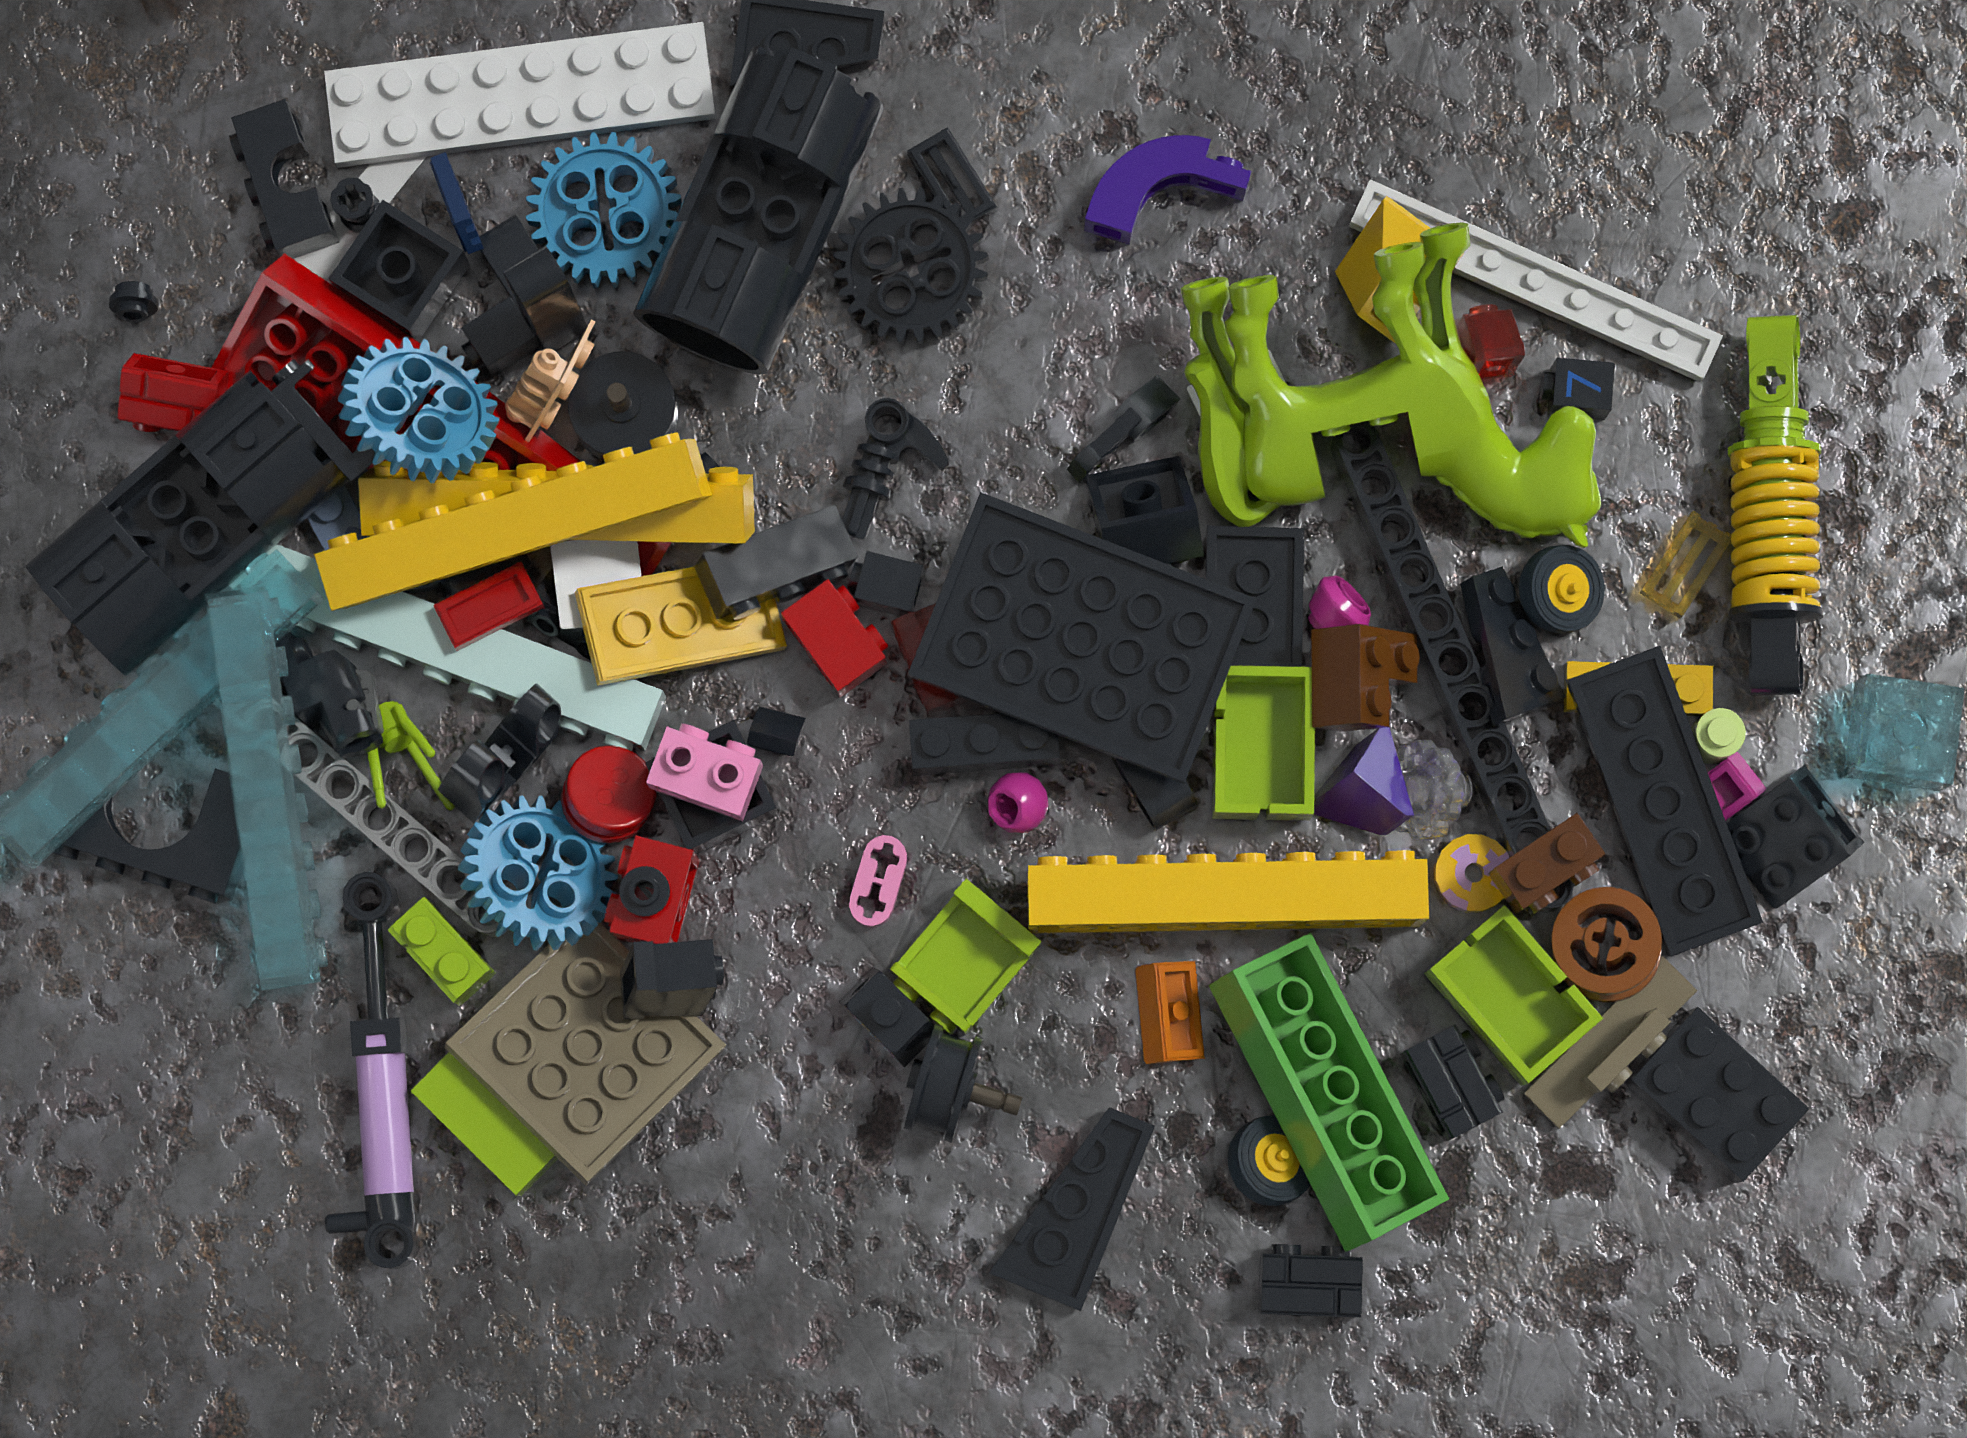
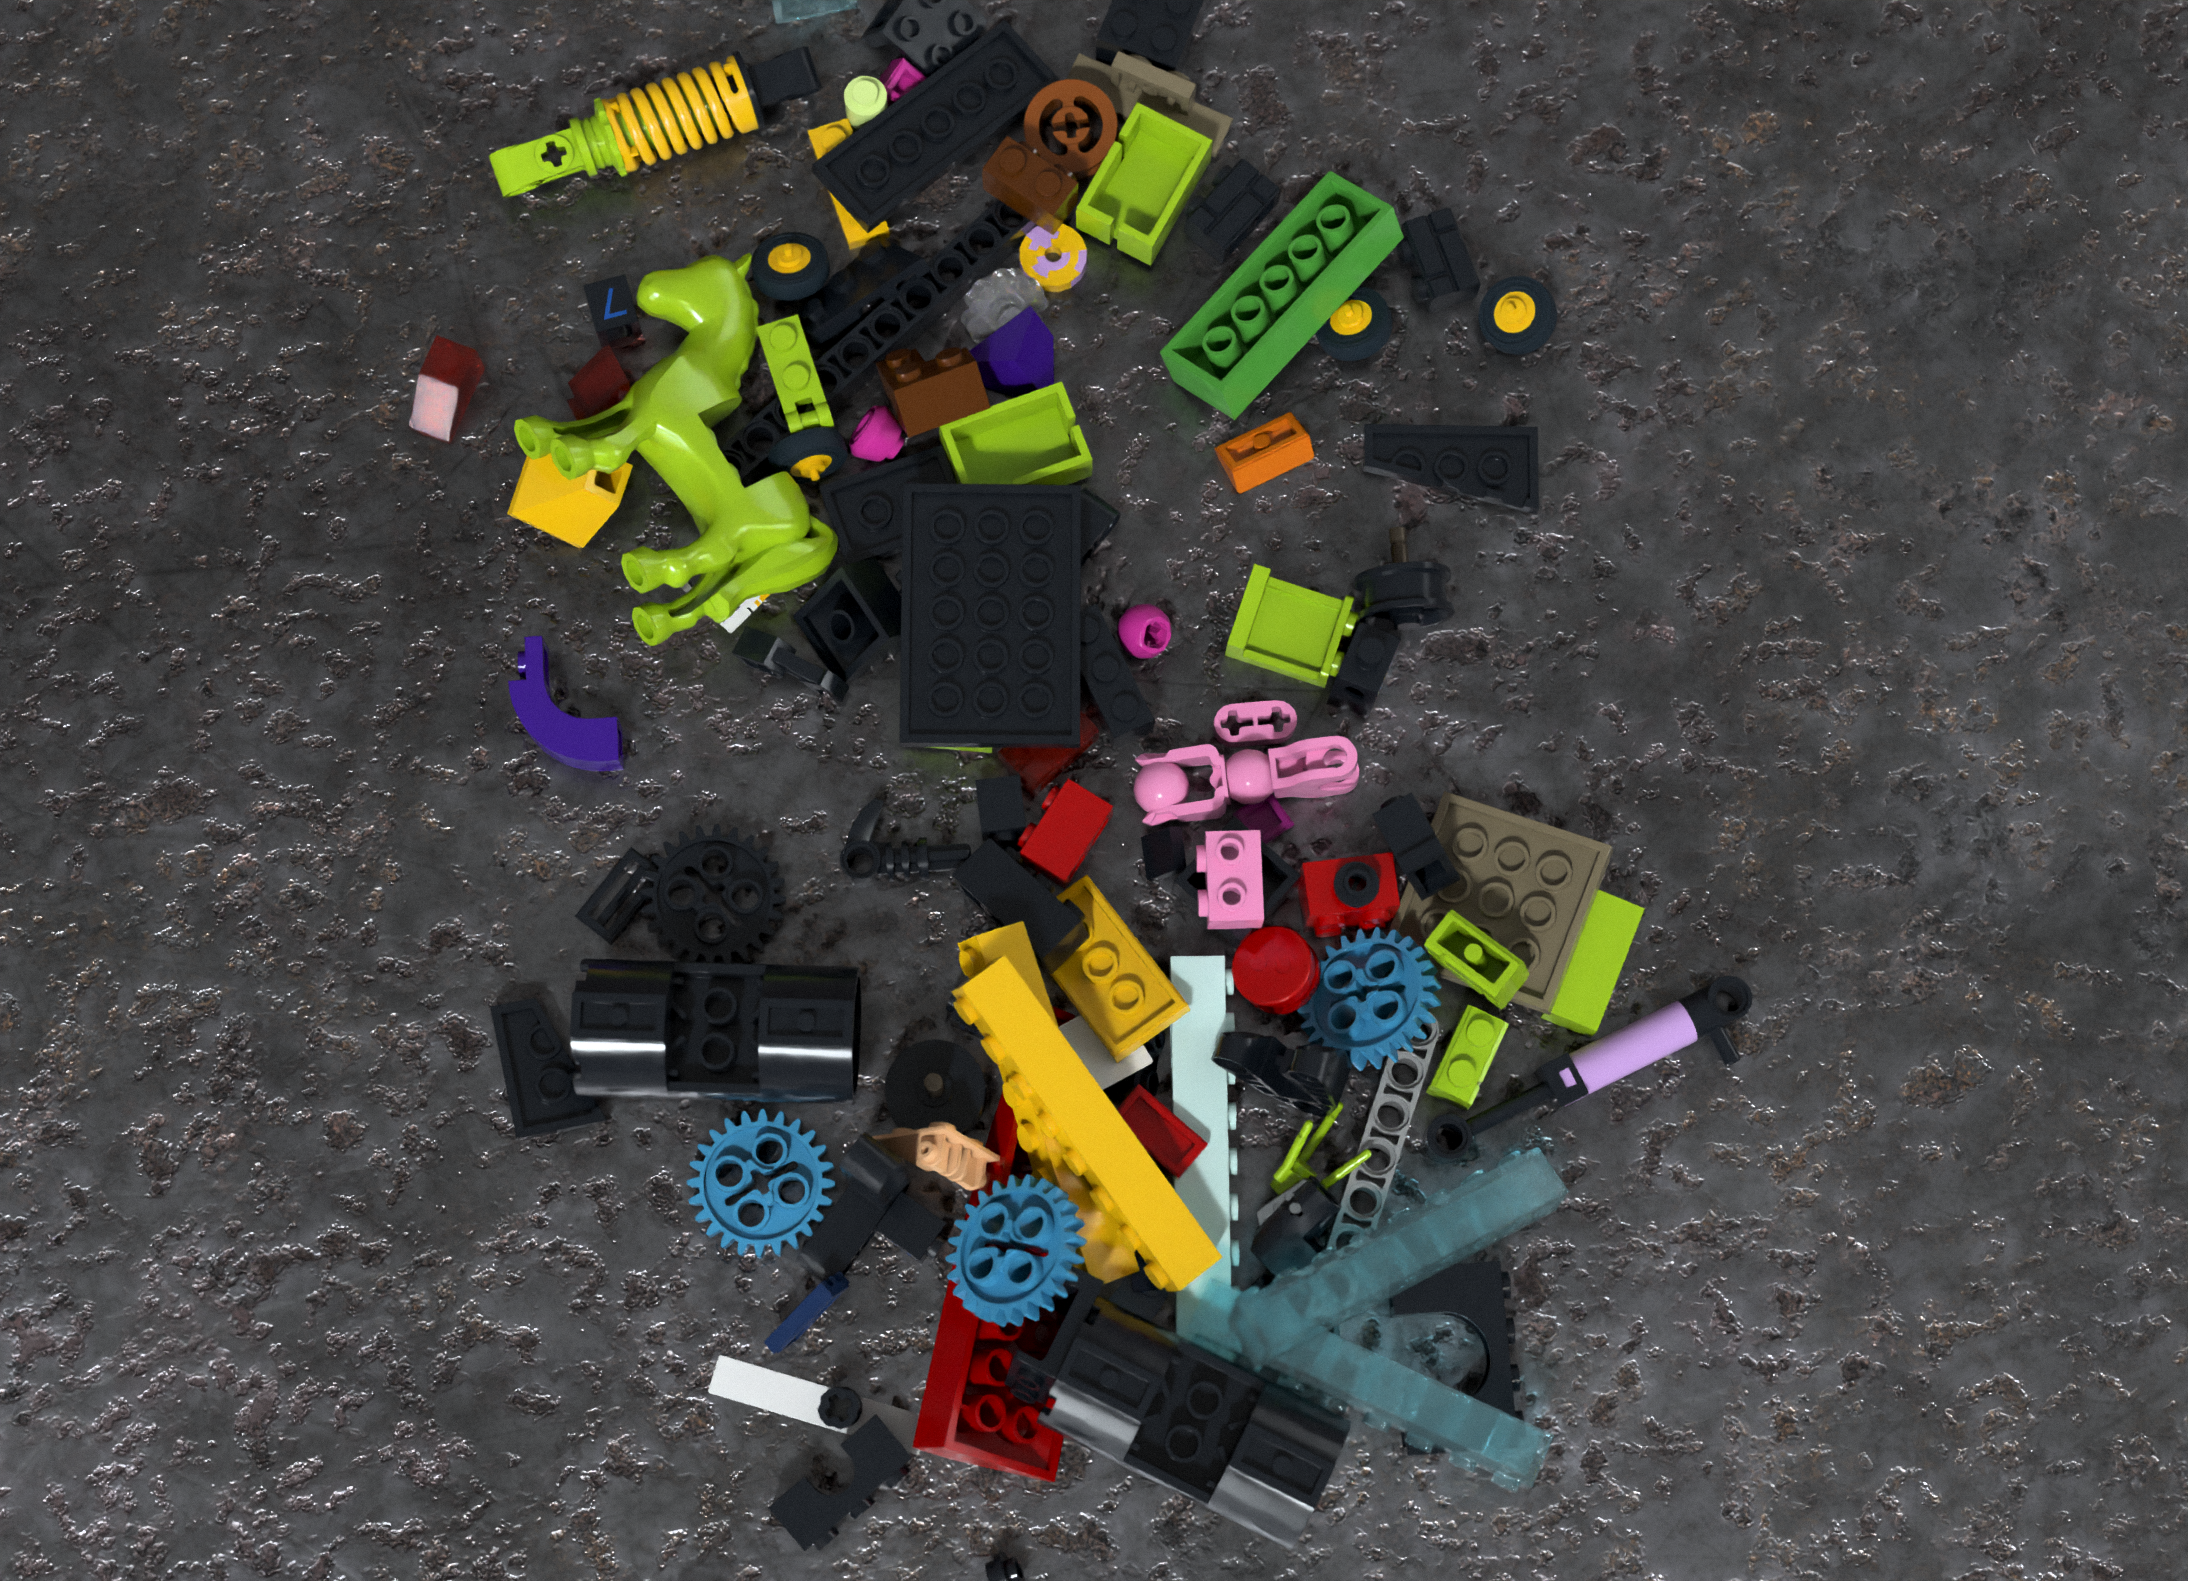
camera: 115 degrees left, 5 degrees down
(166, 392) = (1078, 1498): red brick -> none
(400, 270) = (887, 1338): black brick -> none
(519, 94) = (682, 1307): white plate -> none
(523, 987) = (1476, 959): none -> lime brick
(774, 849) = (1267, 817): none -> magenta tile
(820, 840) = (1245, 777): none -> bright pink piece
(1214, 1343) = (1517, 315): none -> black wheel
(1227, 894) = (1156, 433): yellow brick -> none
(1339, 526) = (809, 454): none -> black wheel
(1427, 540) = (794, 374): none -> lime plate
(1557, 188) = (445, 388): none -> clear red slope
(1564, 292) = (532, 359): white plate -> none
(1708, 530) = (733, 166): clear yellow tile -> none

